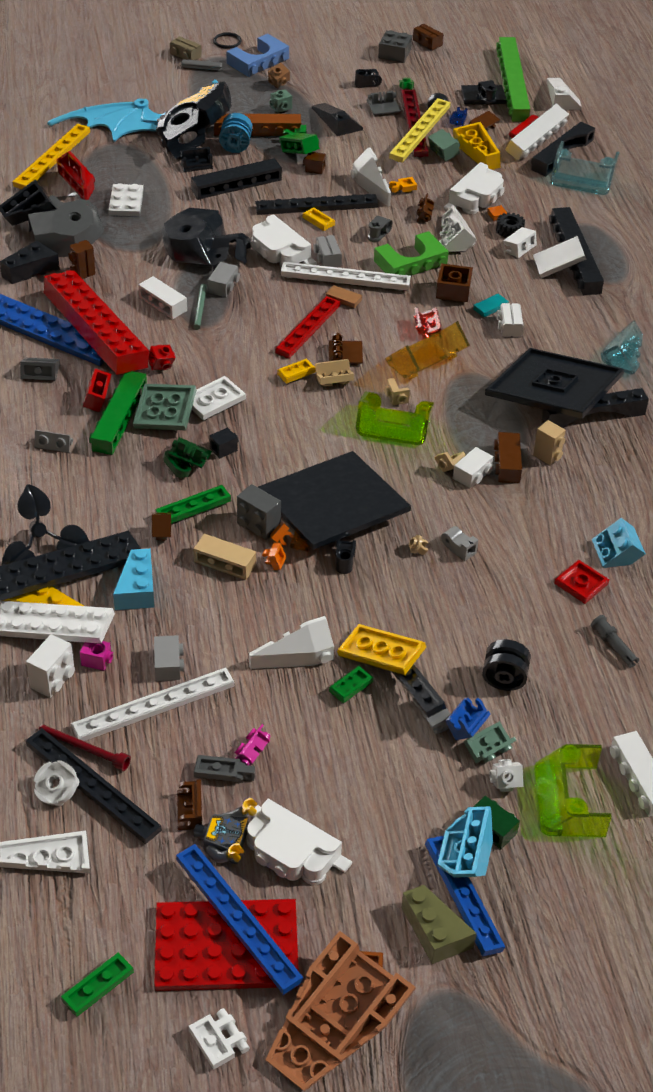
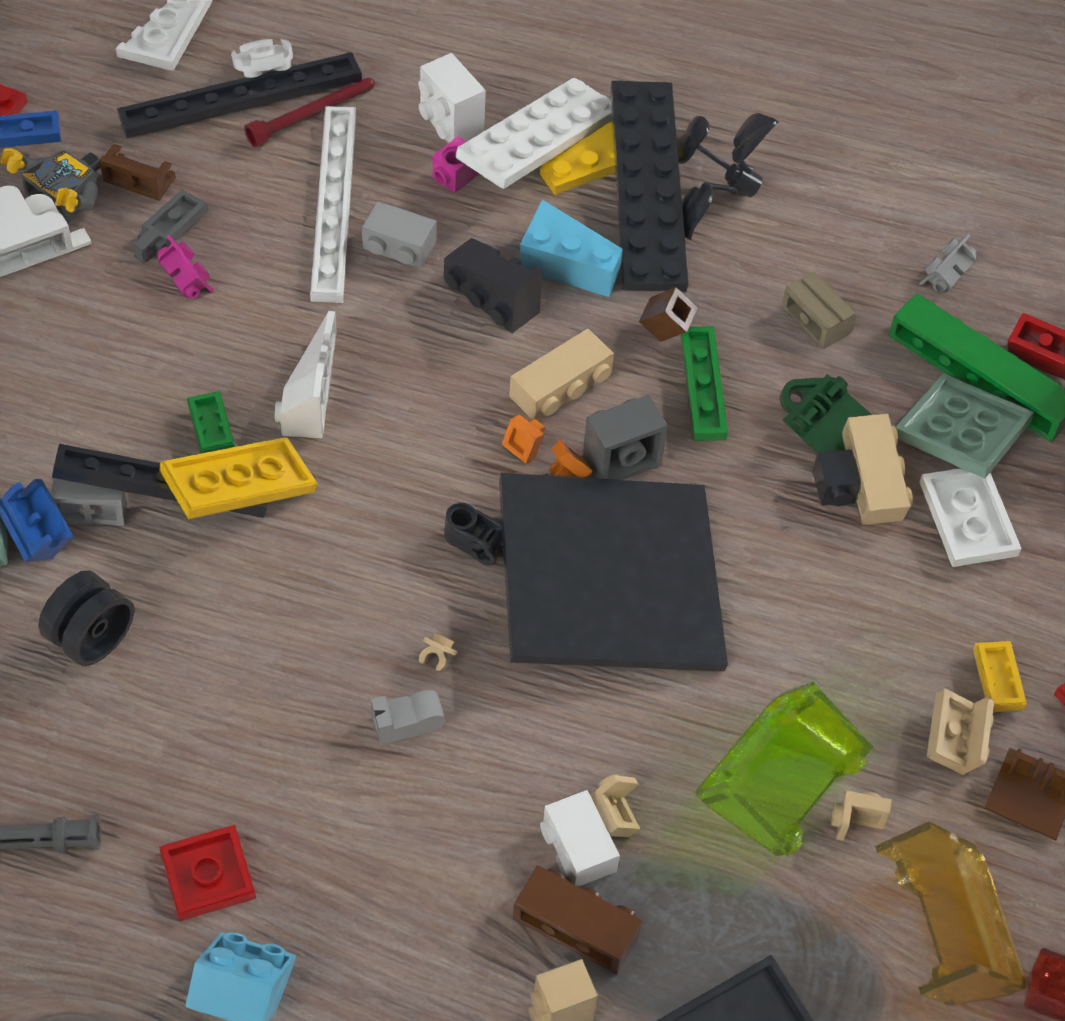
camera: 115 degrees right, 10 degrees up
(117, 476) = (819, 309): none -> dark tan brick
(182, 601) = (494, 283): none -> black wedge
(199, 429) = (880, 469): none -> tan brick

